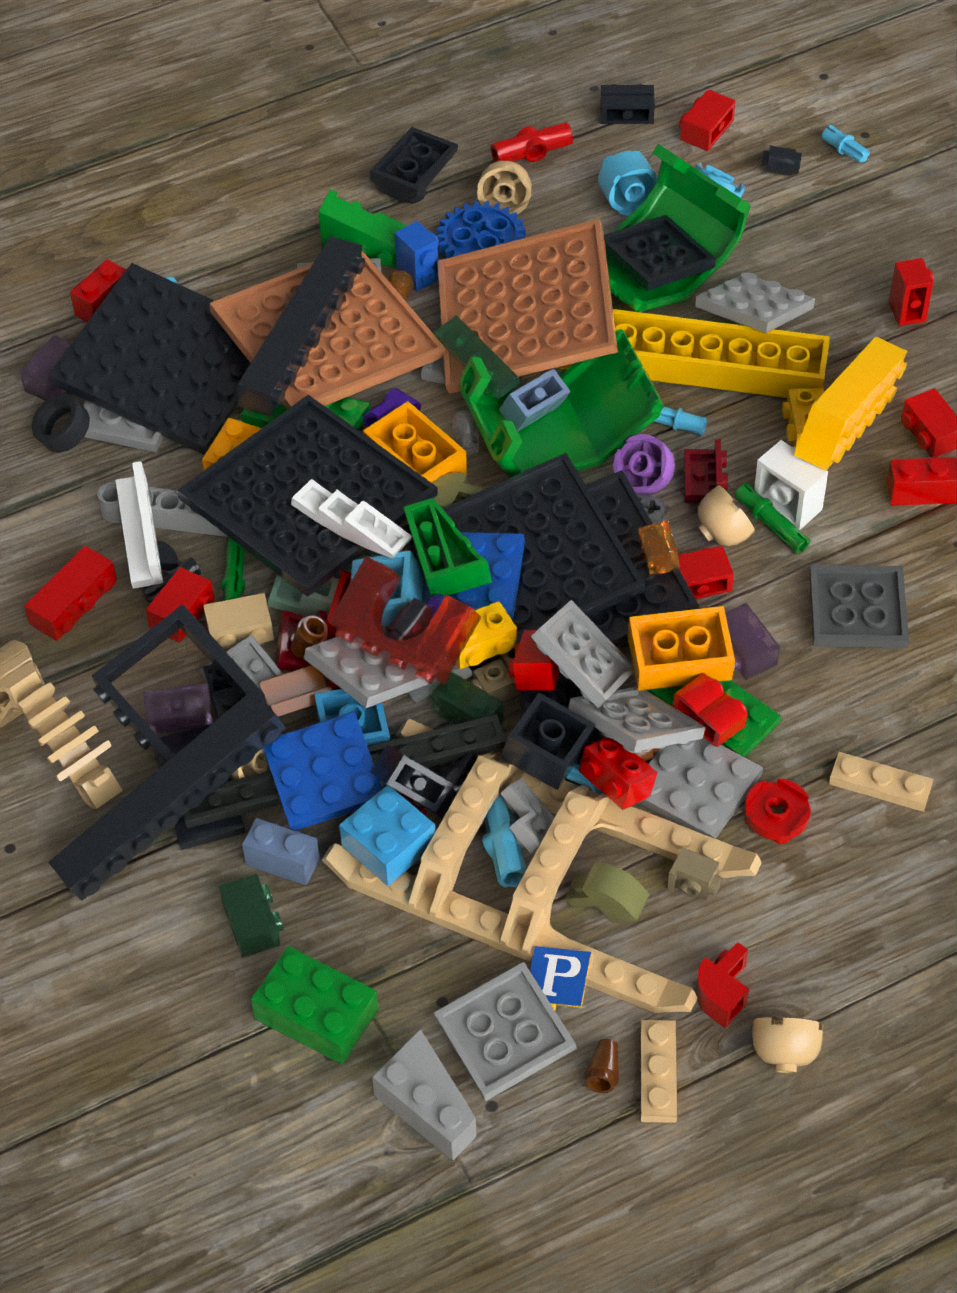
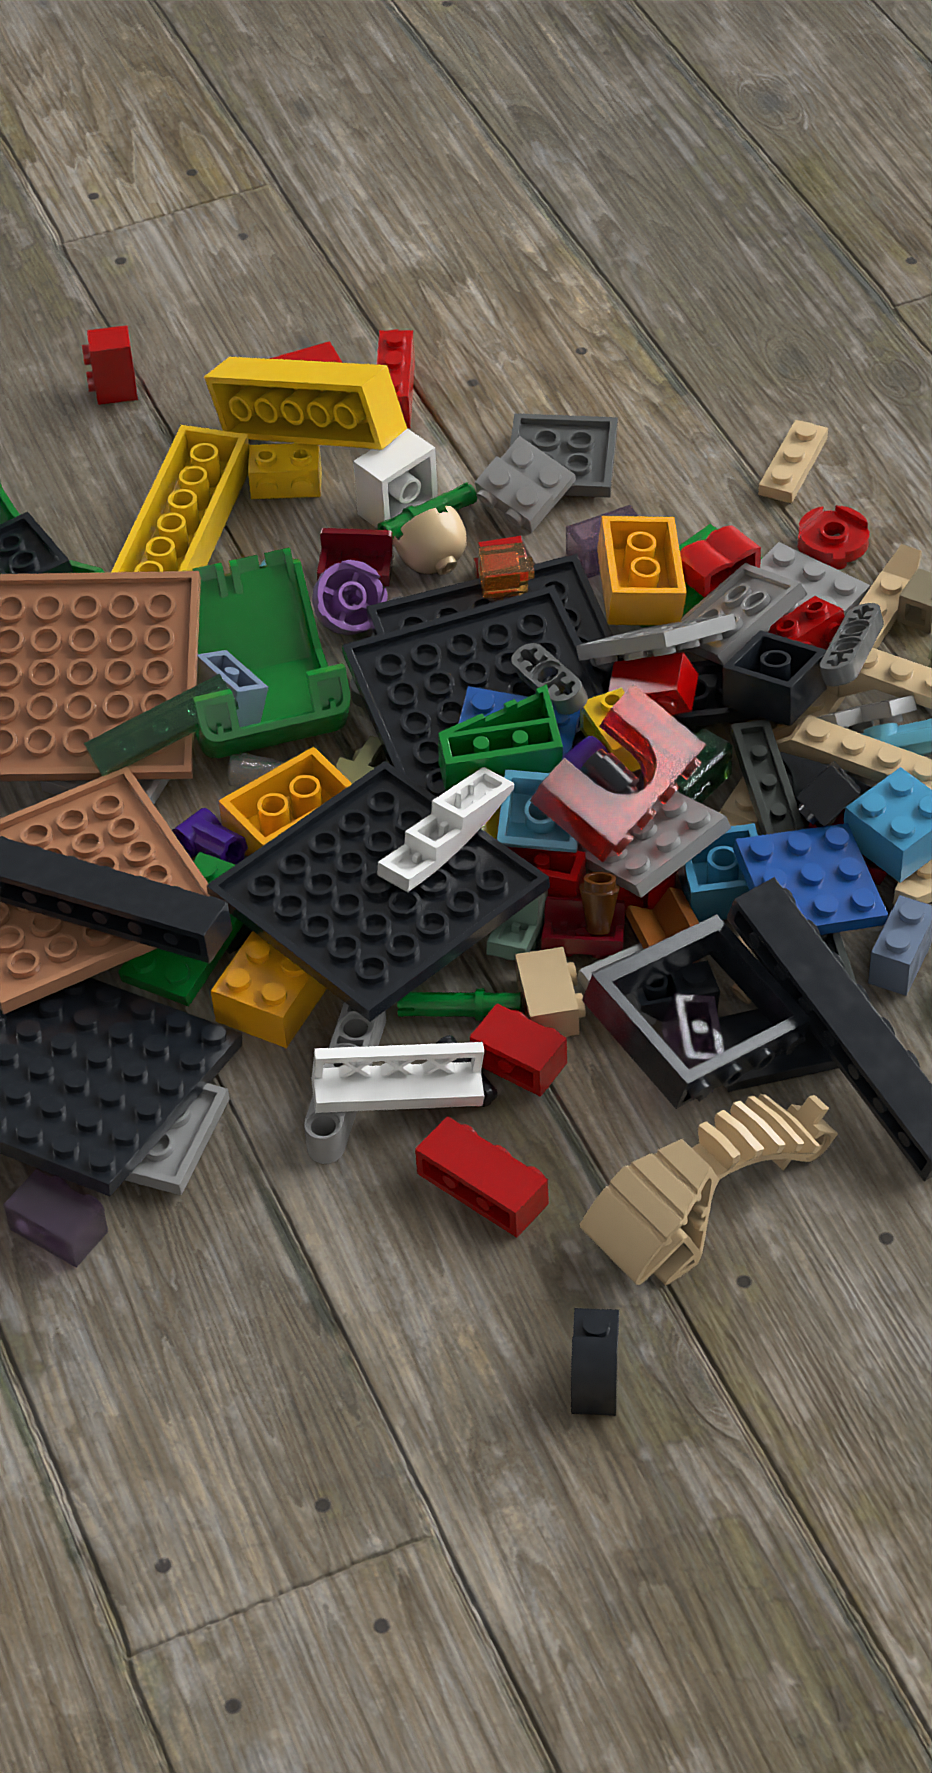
camera: 85 degrees left, 5 degrees down
(71, 433) = (168, 1163): black tyre -> none
(526, 581) = (548, 666): none -> dark grey beam
(547, 777) = (851, 644): none -> dark grey beam
(755, 302) = (99, 491): light grey plate -> none
(802, 573) = (523, 484): none -> light grey plate

